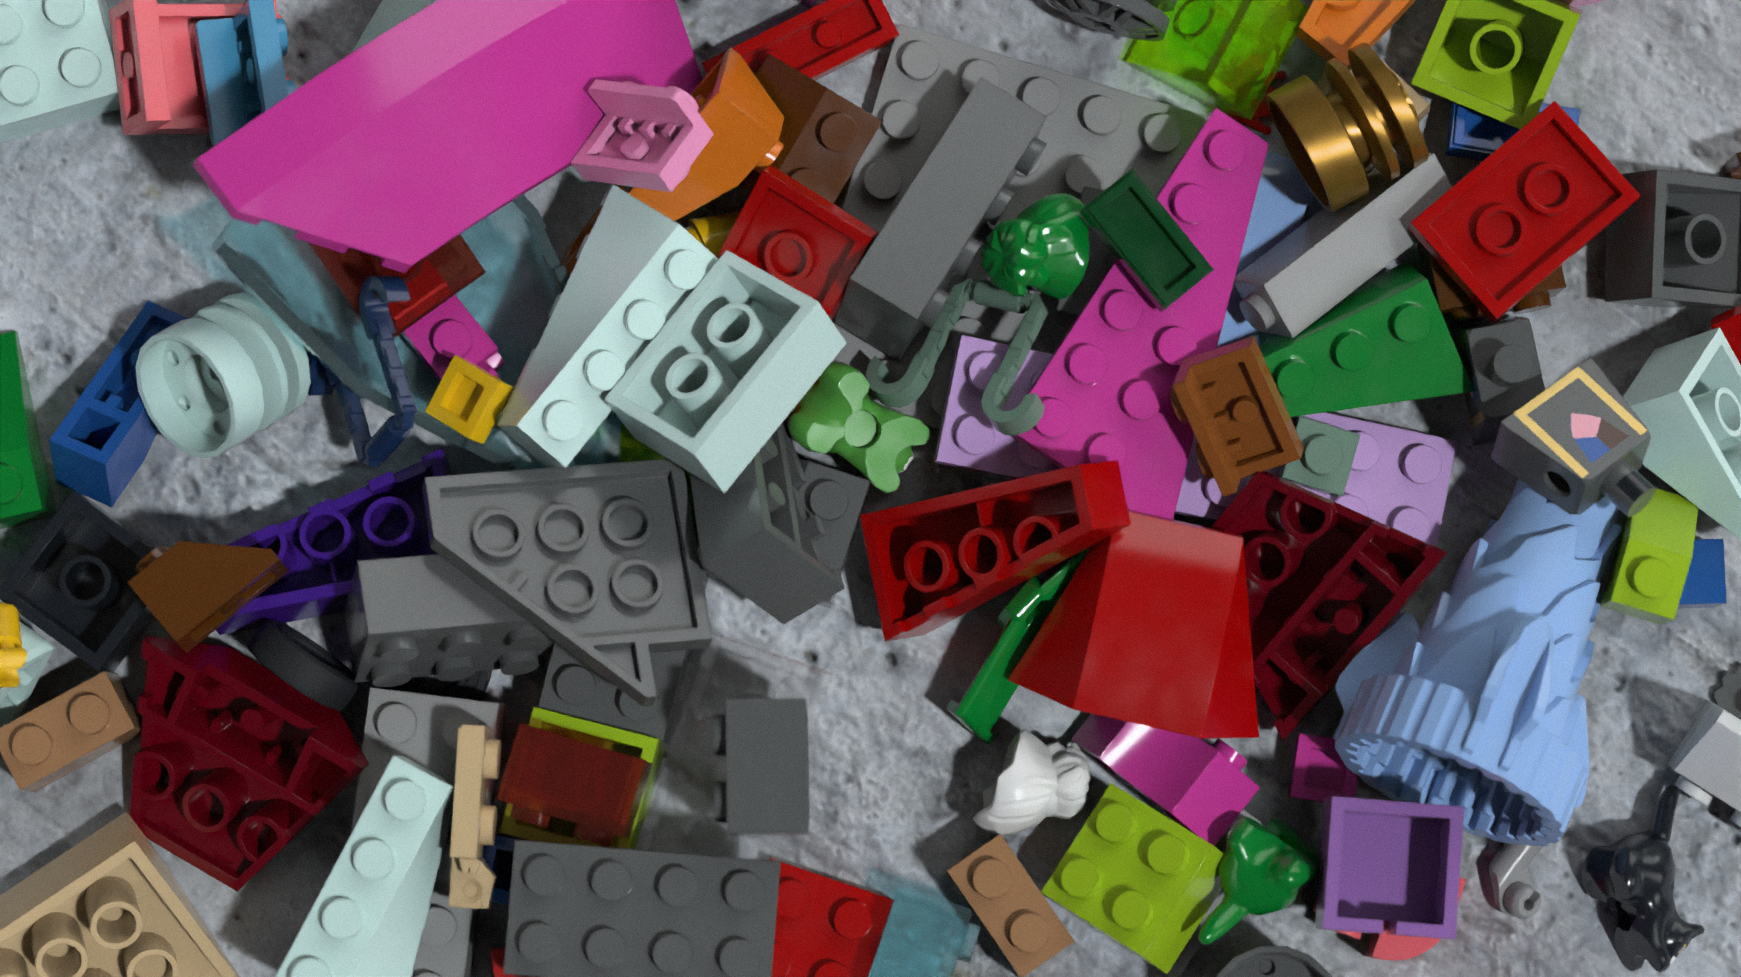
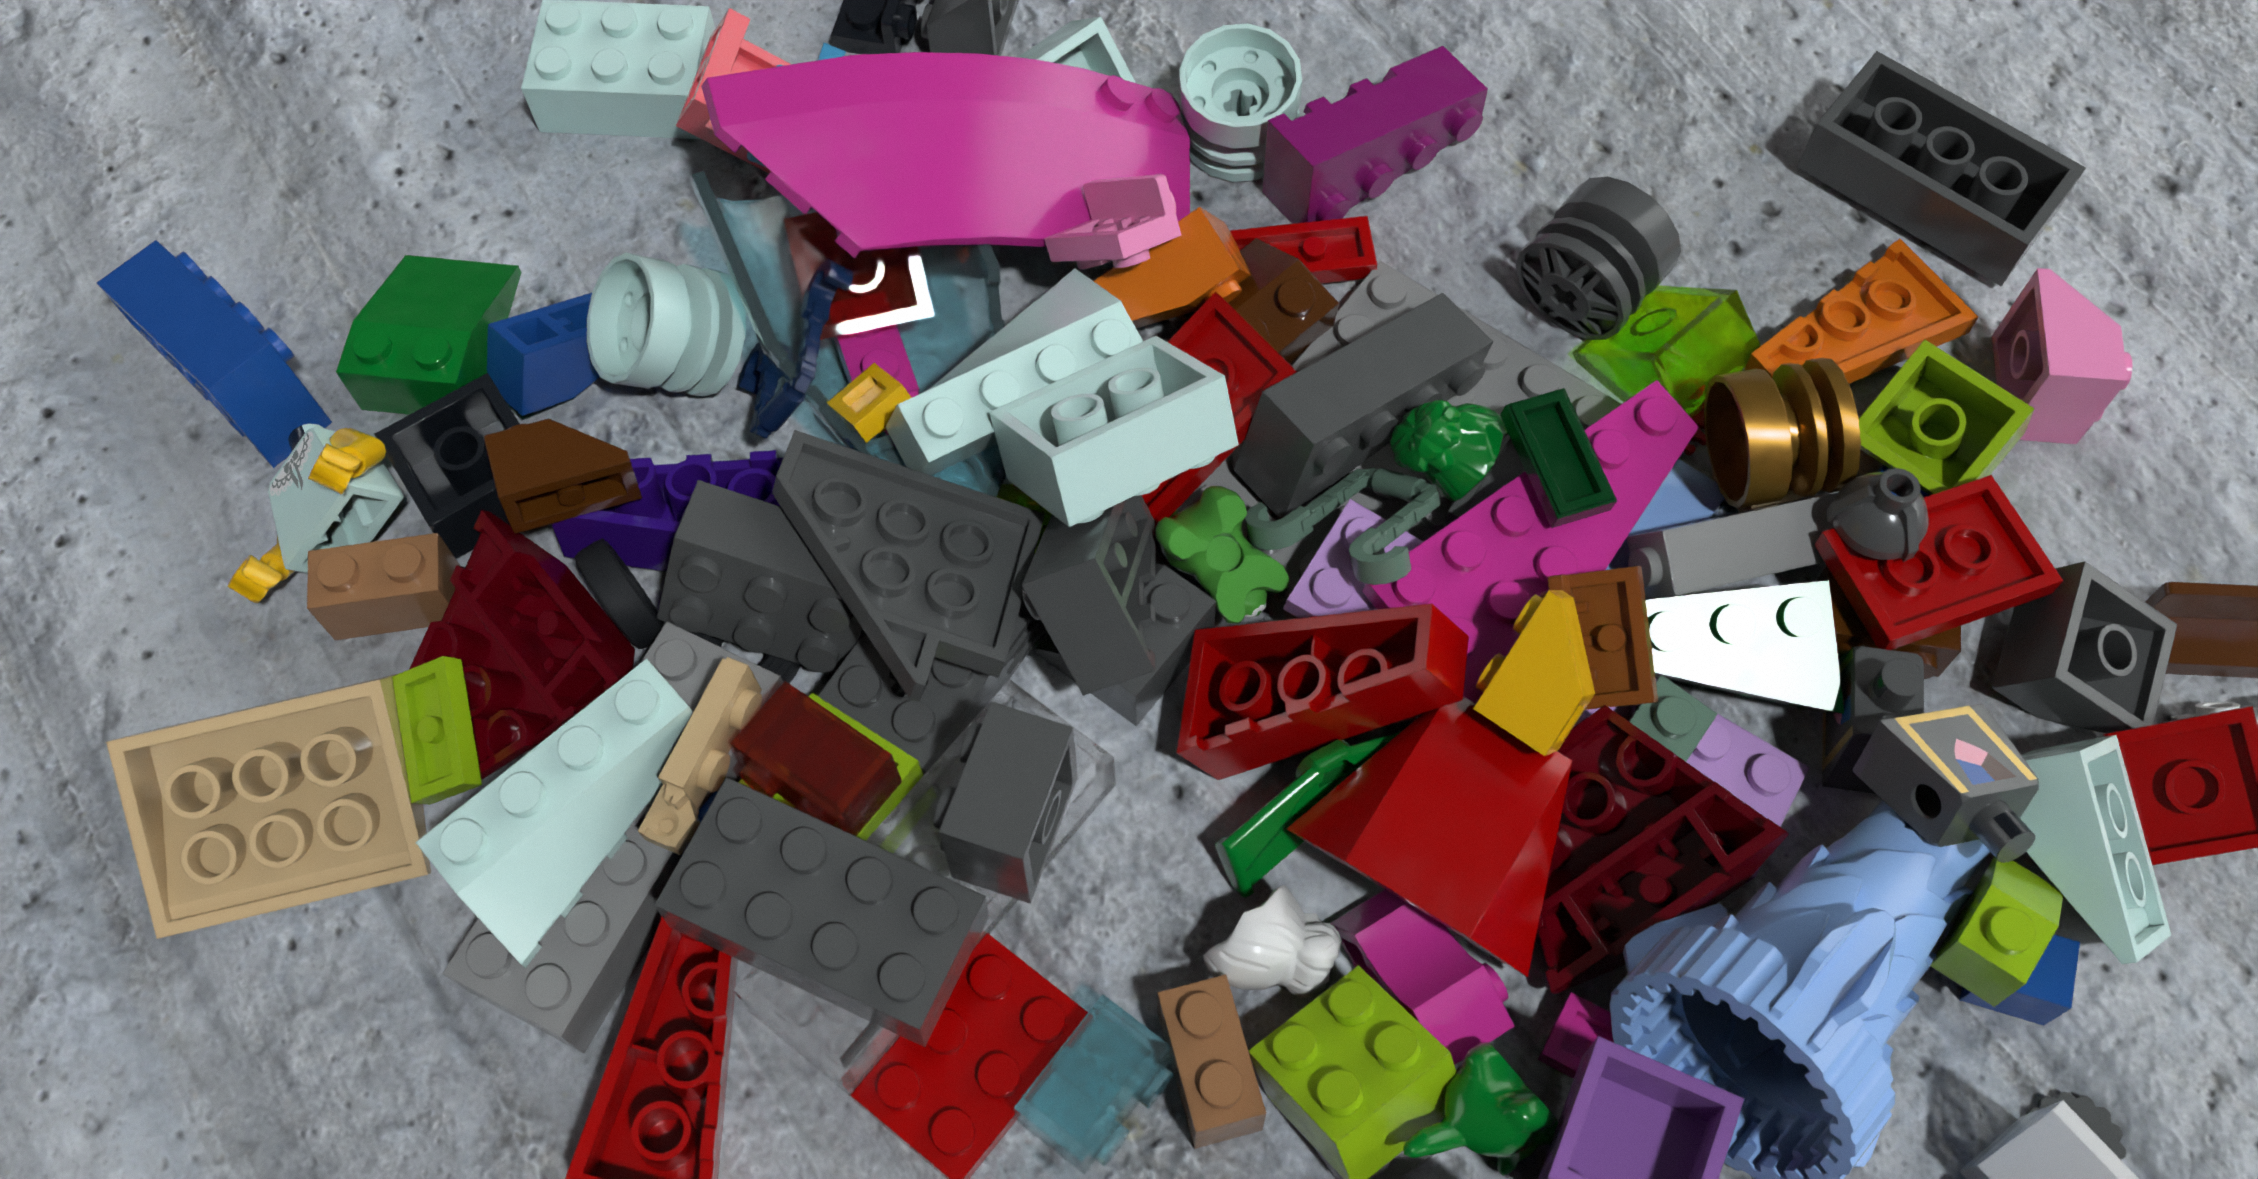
camera: 20 degrees right, 20 degrees down
(196, 858) = (436, 730): none -> lime plate
(1198, 487) = (1544, 677): none -> yellow slope
(1447, 203) = (1878, 521): none -> dark grey piece

